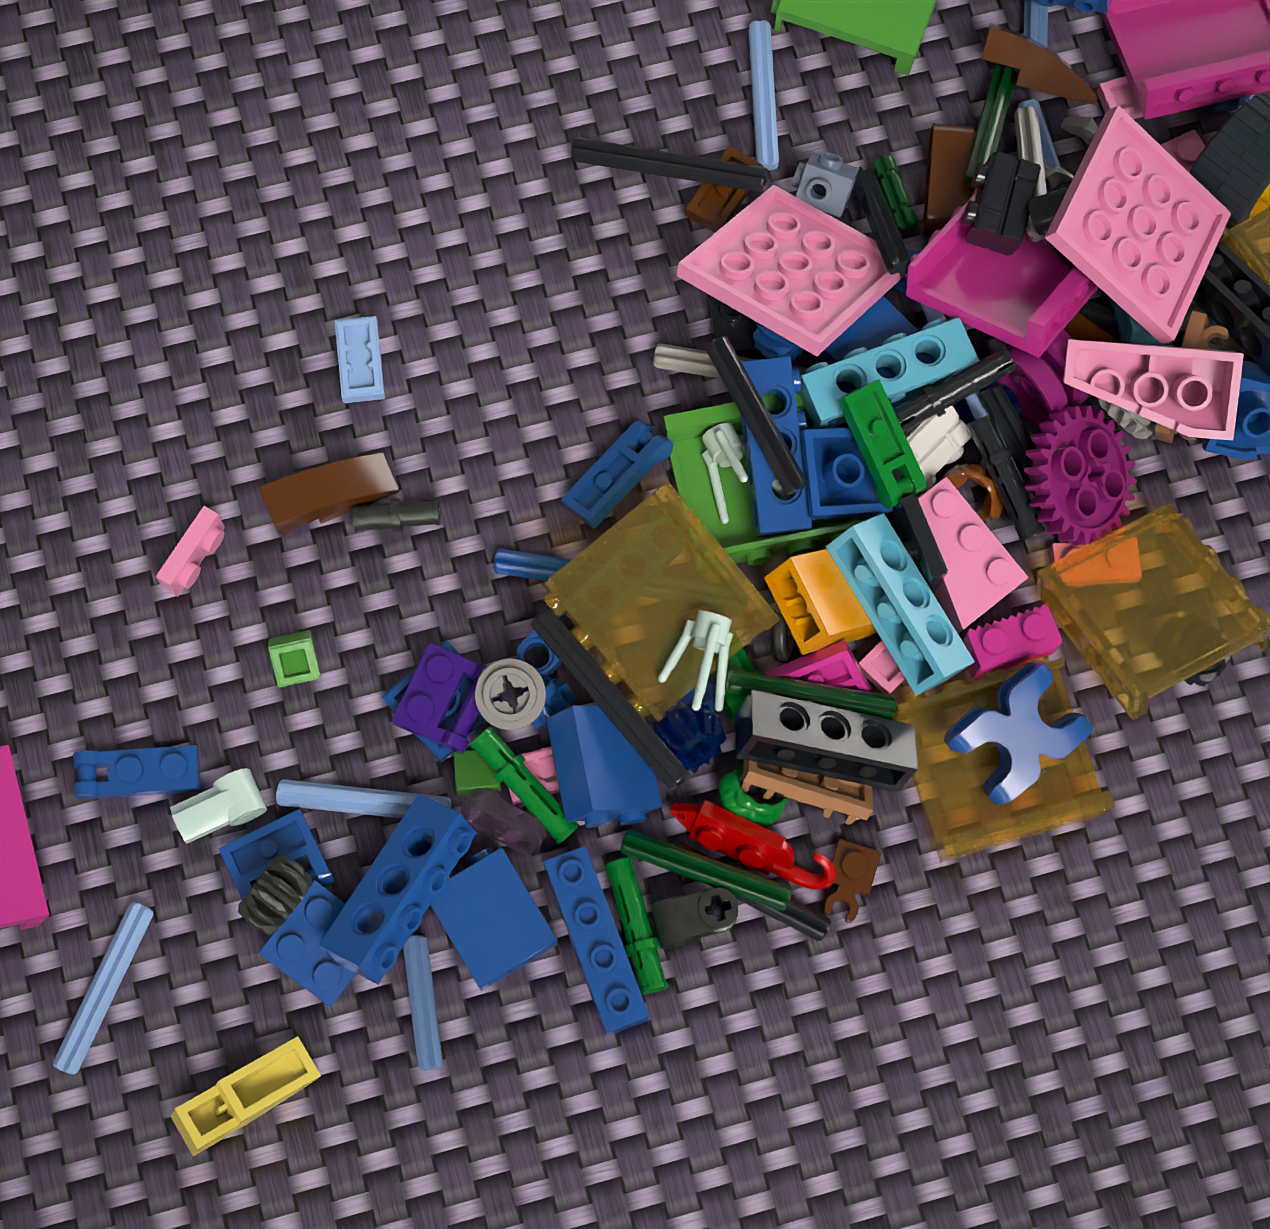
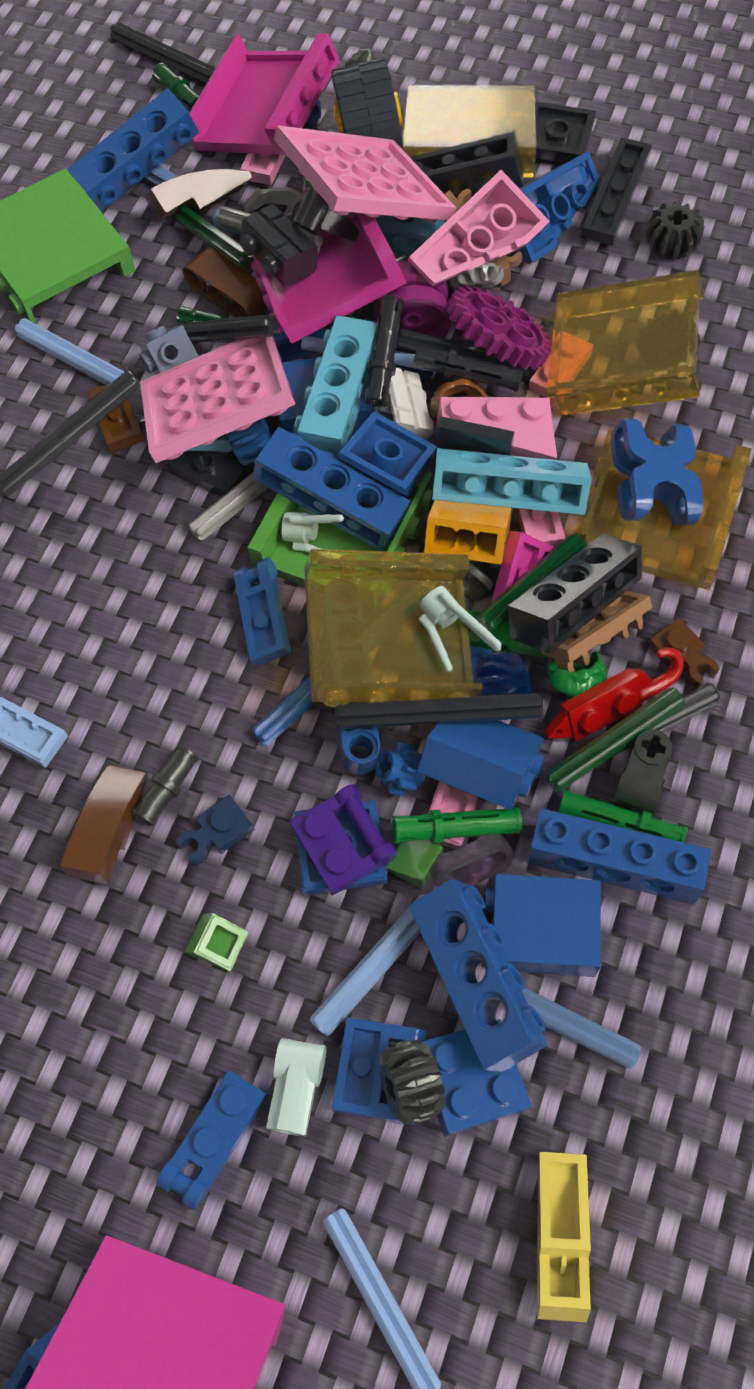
camera: 45 degrees left, 10 degrees down
(183, 564) = (71, 977): bright pink plate -> none
(393, 589) = (220, 826): none -> dark blue plate
(492, 683) = (398, 774): light grey gear -> none
(756, 415) = (303, 473): black axle -> none
(882, 443) = (388, 412): green plate -> none
(1012, 641) = (585, 433): dark pink brick -> none

